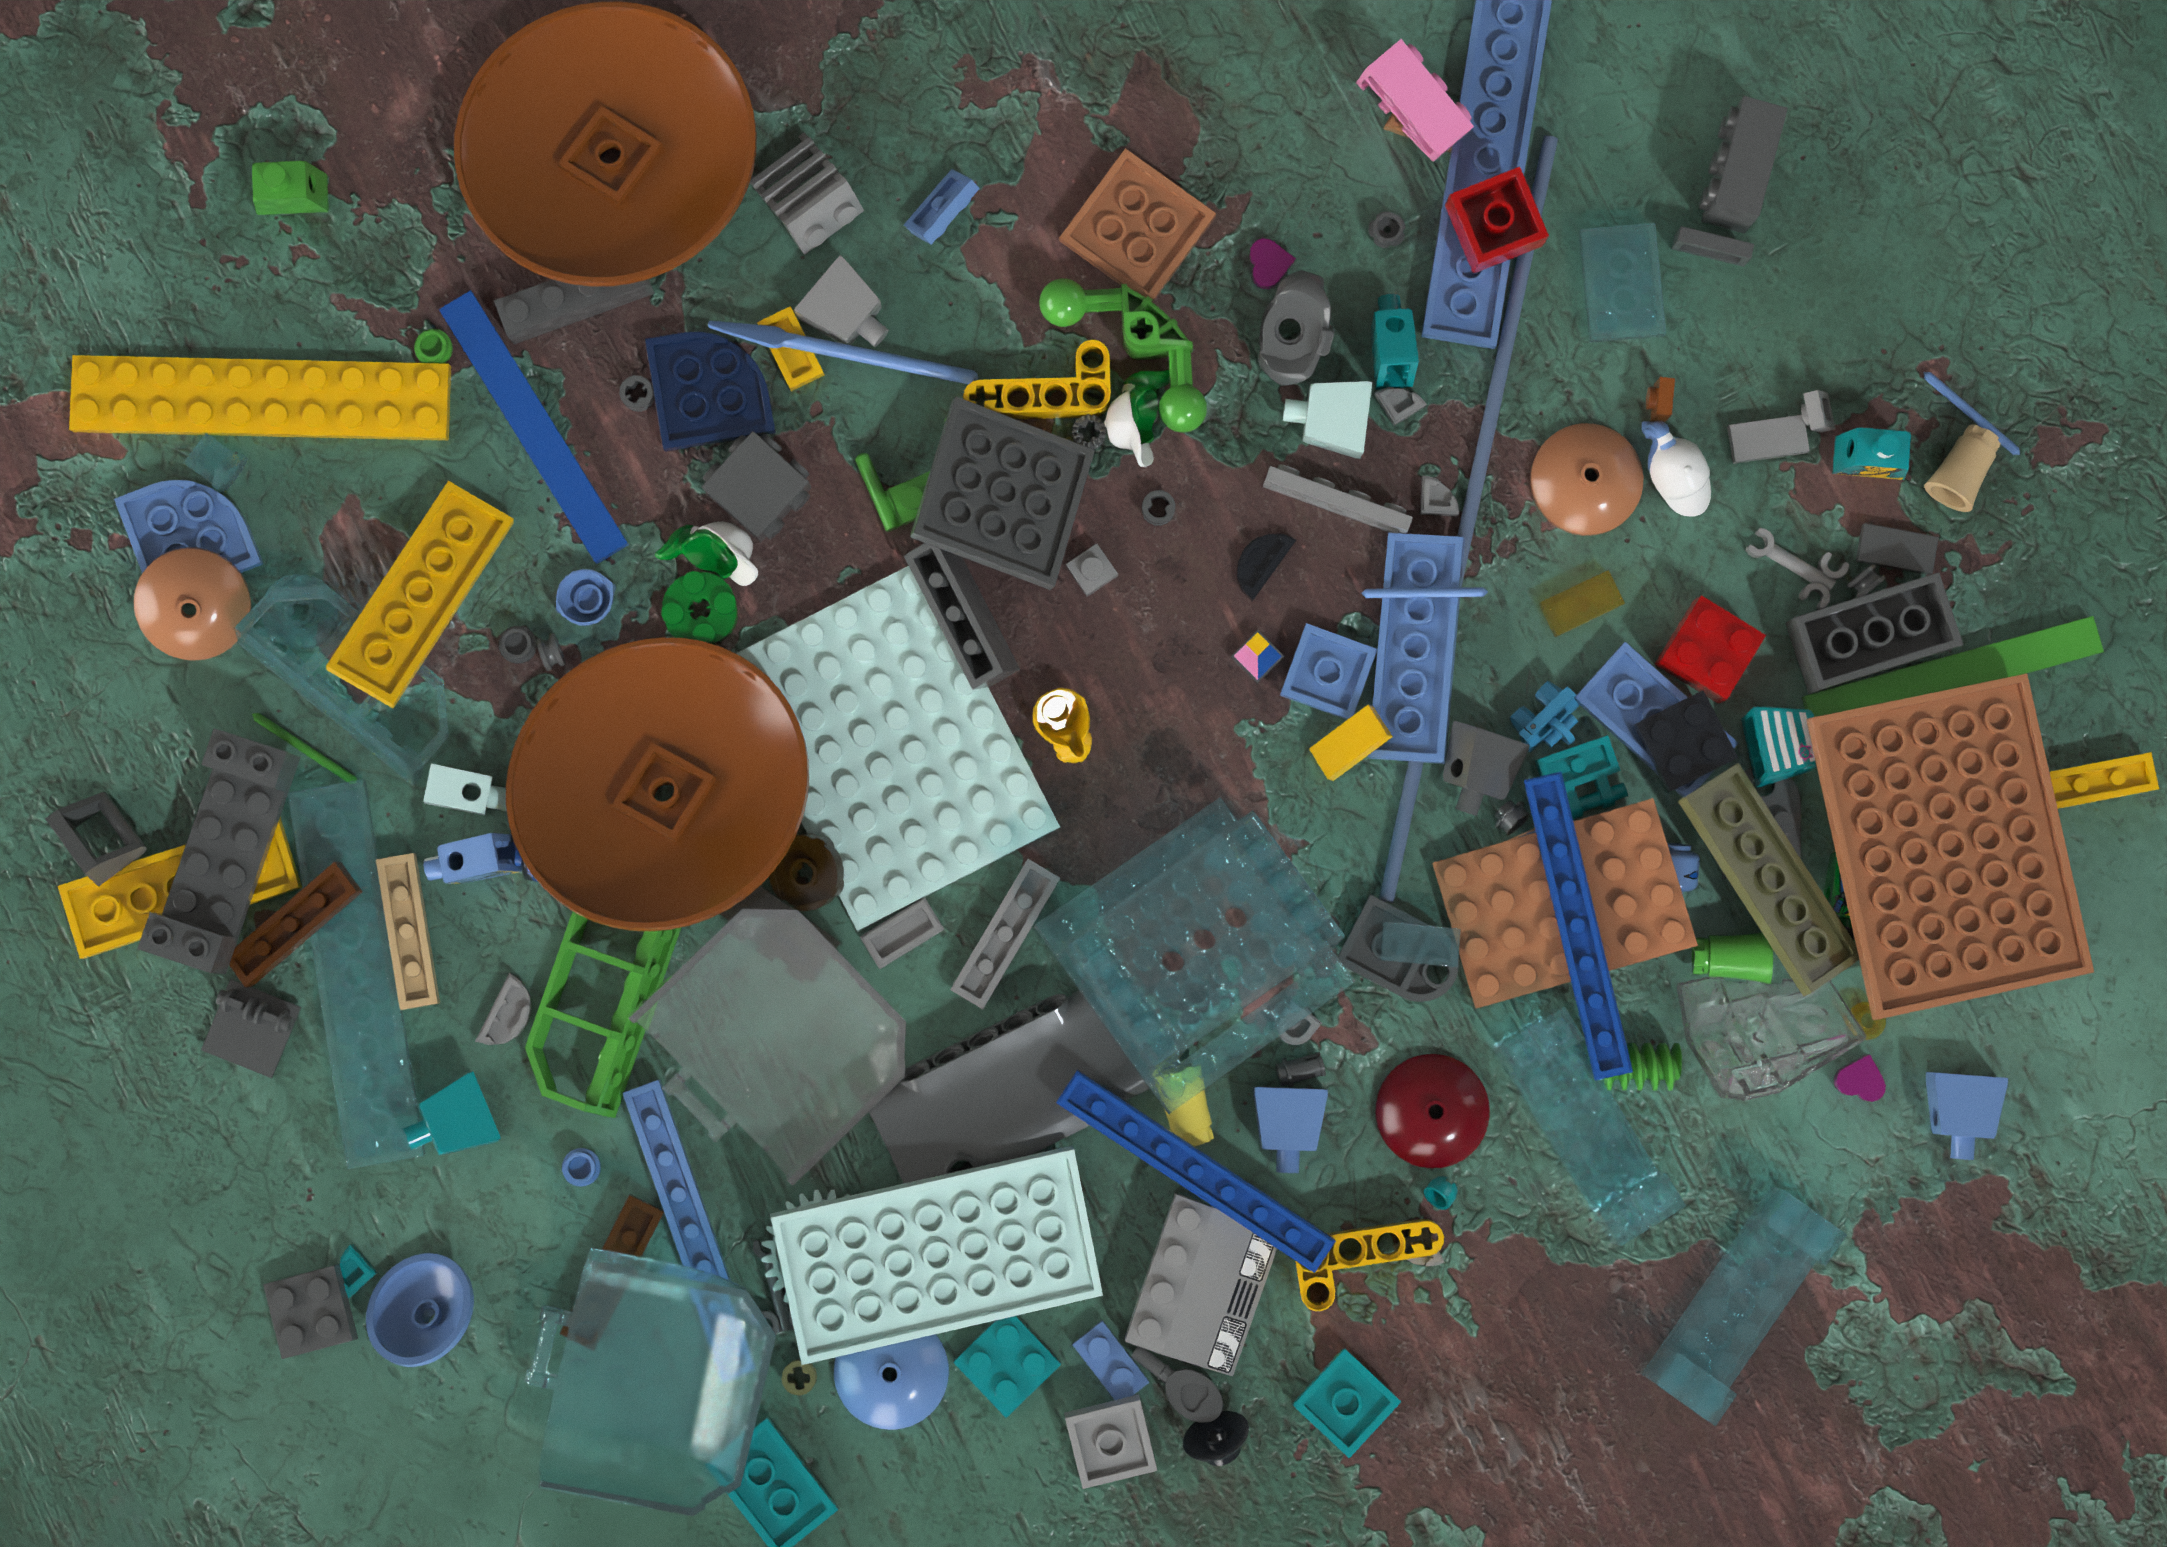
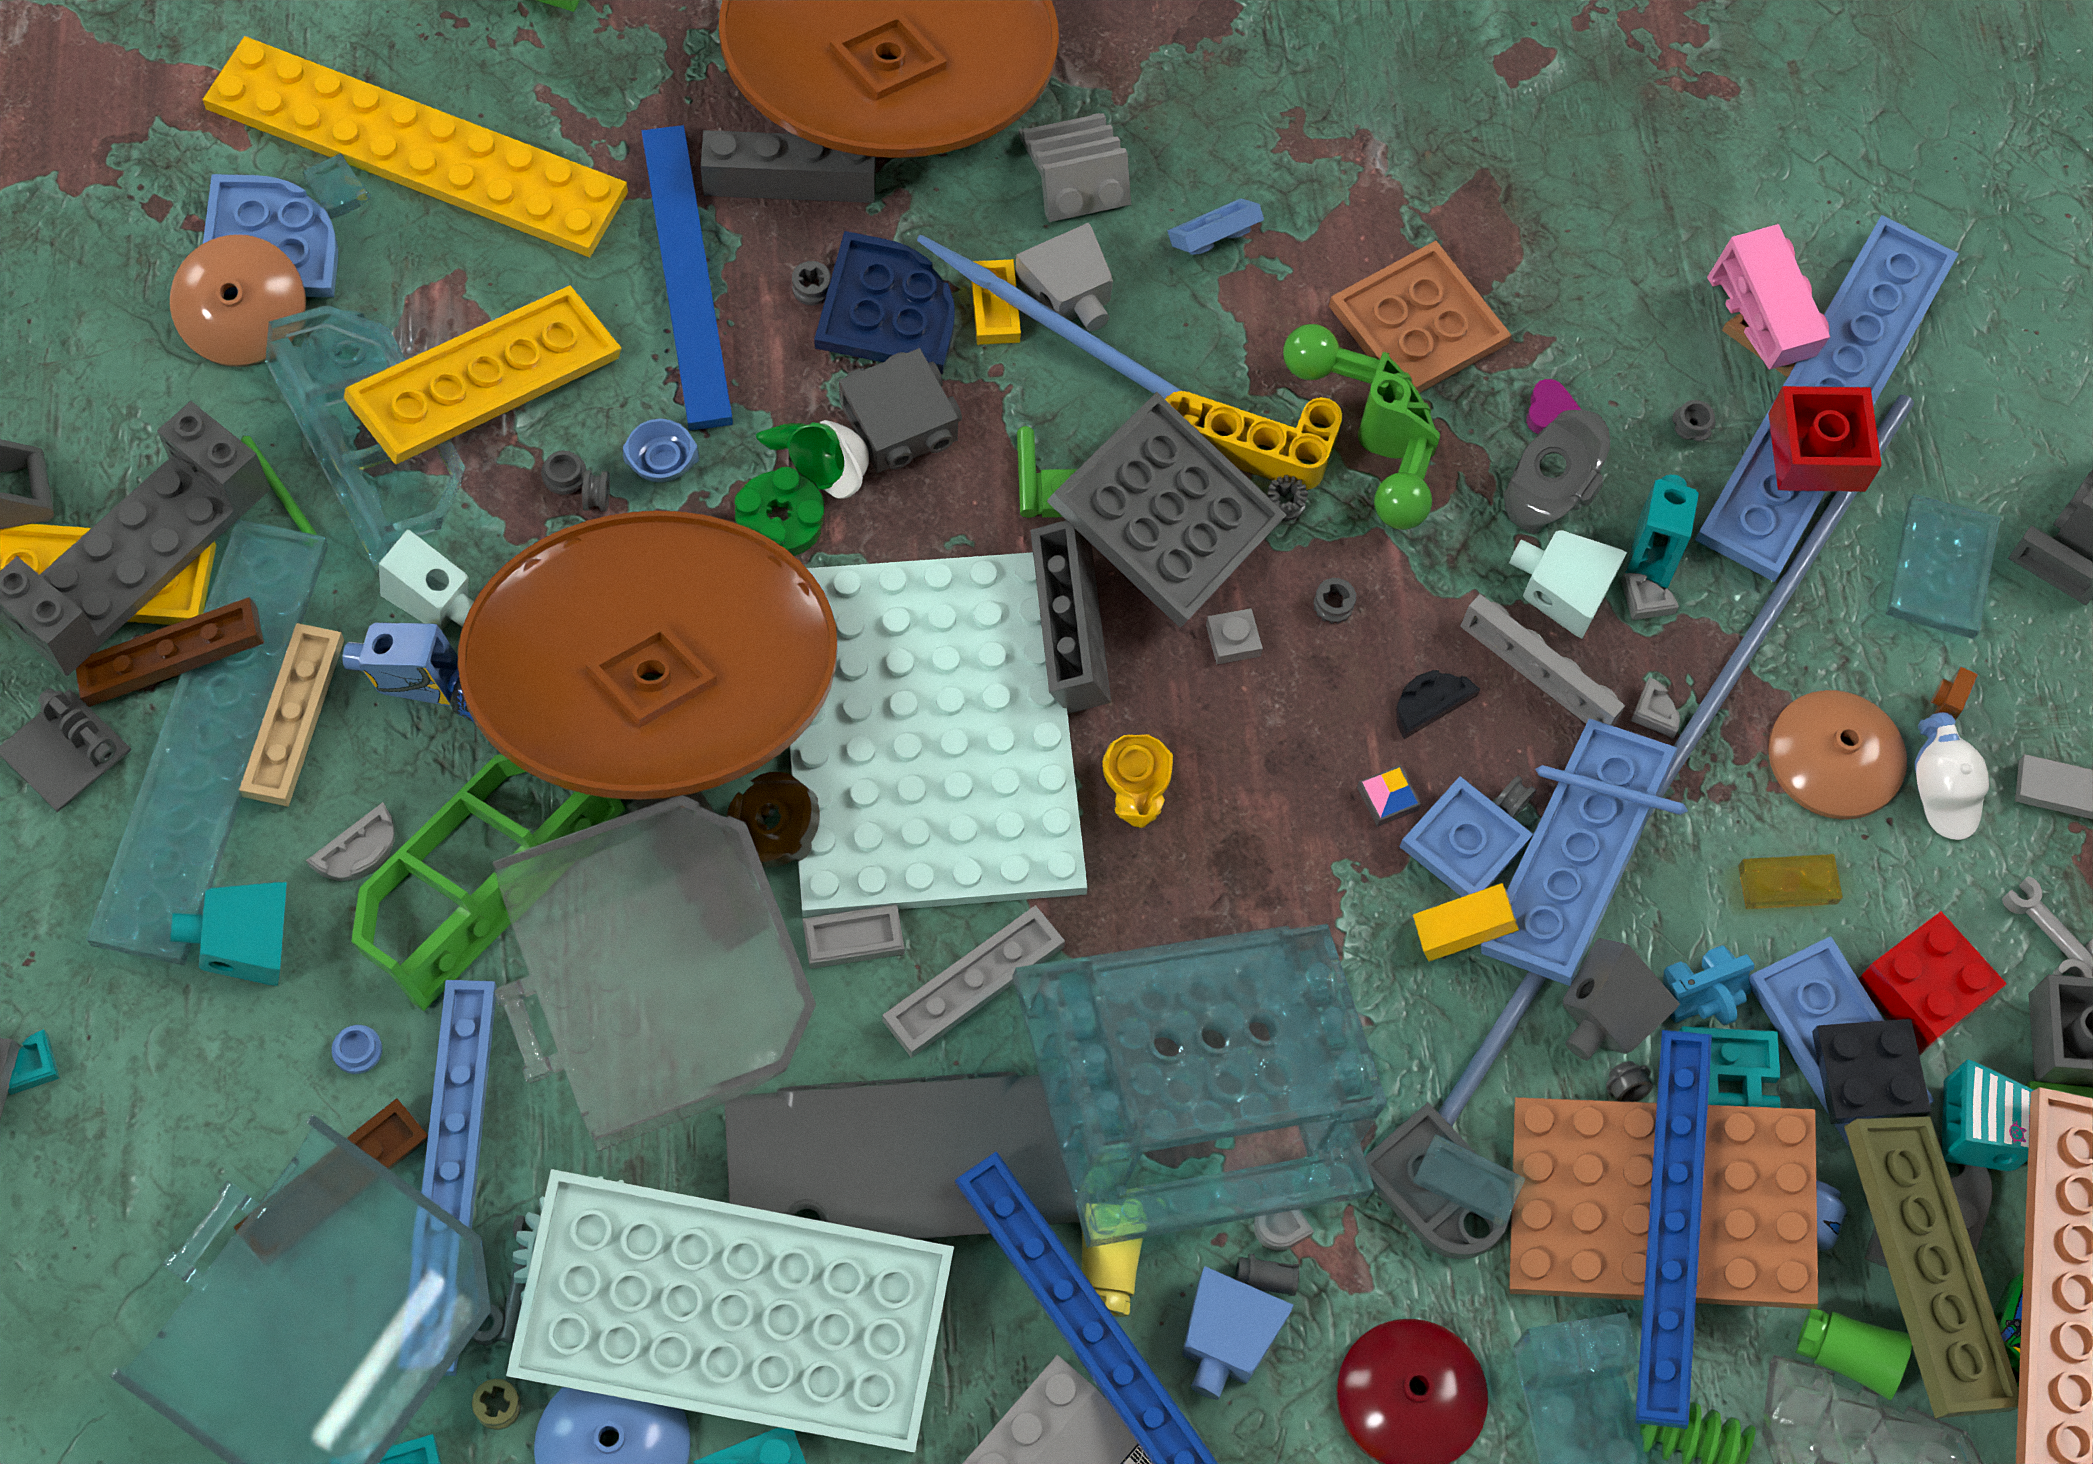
camera: 20 degrees right, 20 degrees down
(408, 1298) = (83, 1129): medium blue dish -> none
(433, 346) = (618, 161): bright green plate -> none
(1134, 412) = (1346, 493): hair -> none
(1353, 622) = (1515, 797): none -> dark grey bush

